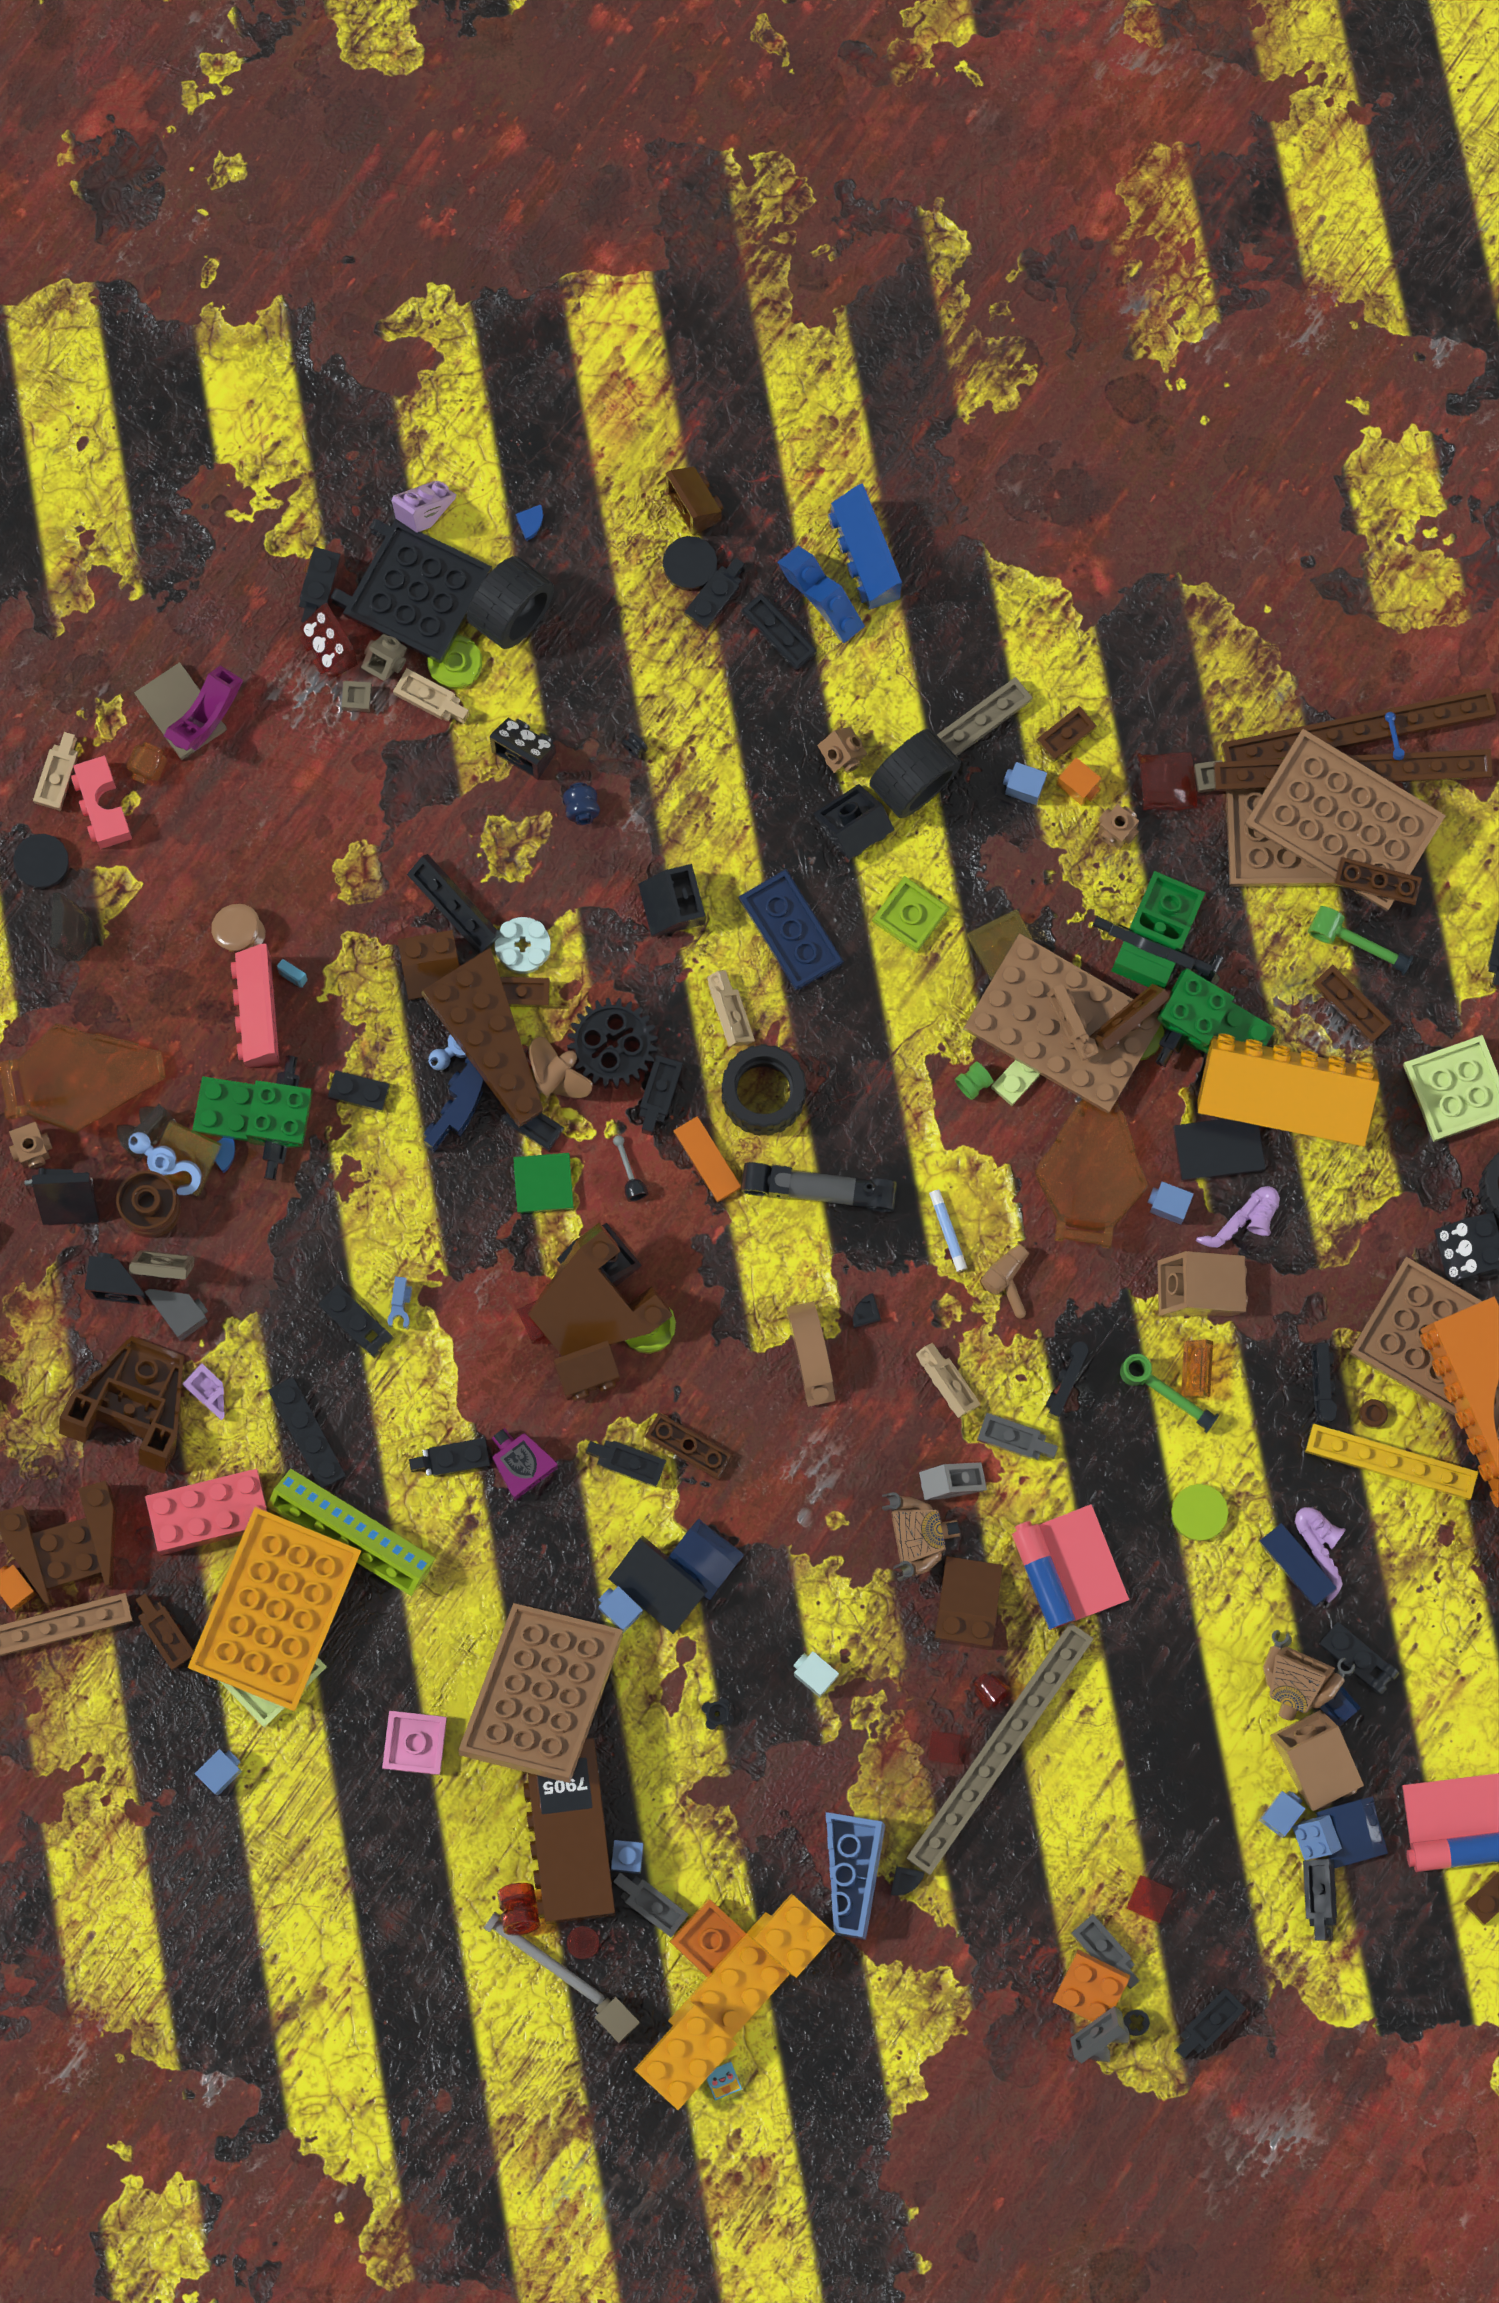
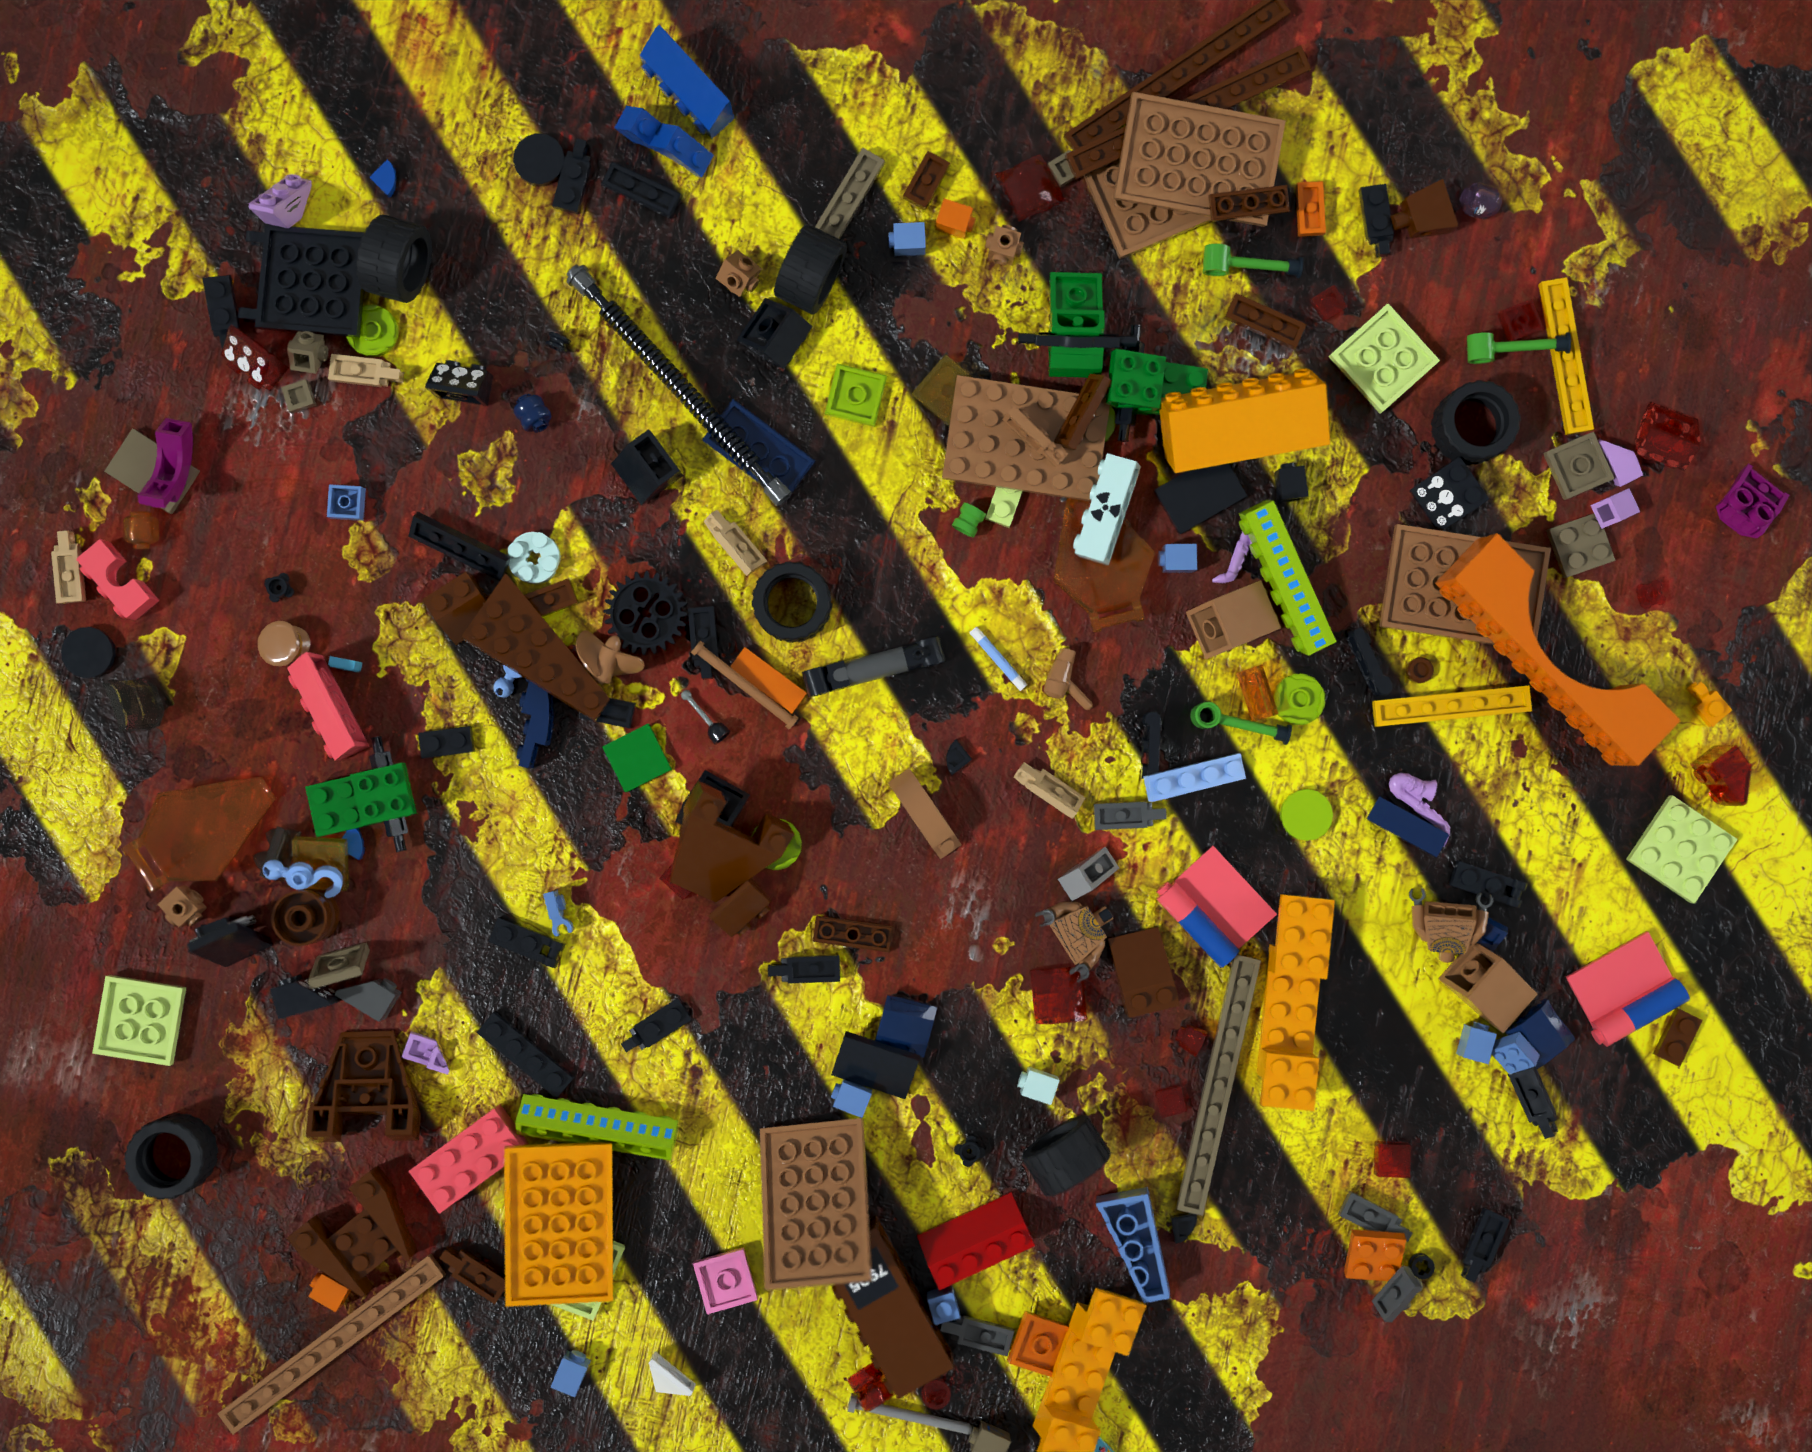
camera: 20 degrees left, 10 degrees up
(253, 866) = (271, 587): none -> black plate
(313, 1820) = (668, 1378): none -> white slope
(359, 817) = (346, 502): none -> medium blue piece
(521, 1462) = (716, 1007): magenta torso -> none
(682, 1152) = (745, 685): none -> medium nougat bar
(687, 1805) = (975, 1240): none -> red slope
(692, 499) = (517, 100): reddish brown slope -> none
(738, 835) = (685, 392): none -> black hose
(815, 1748) = (1066, 1155): none -> black tyre
(872, 1590) = (1057, 996): none -> clear red slope
(1099, 1425) = (1194, 777): none -> light blue plate
(1112, 1690) = (1291, 1002): none -> light orange bracket
(1116, 1123) = (1107, 509): none -> light aqua brick
(1238, 1393) = (1299, 699): none -> lime tile
(1271, 1263) = (1287, 577): none -> lime brick
(1314, 1174) = (1291, 483): none -> black brick
(1398, 753) = (1223, 81): blue hinge -> none
(1423, 1012) = (1328, 303): none -> clear red plate
(1441, 912) = (1310, 208): none -> orange plate

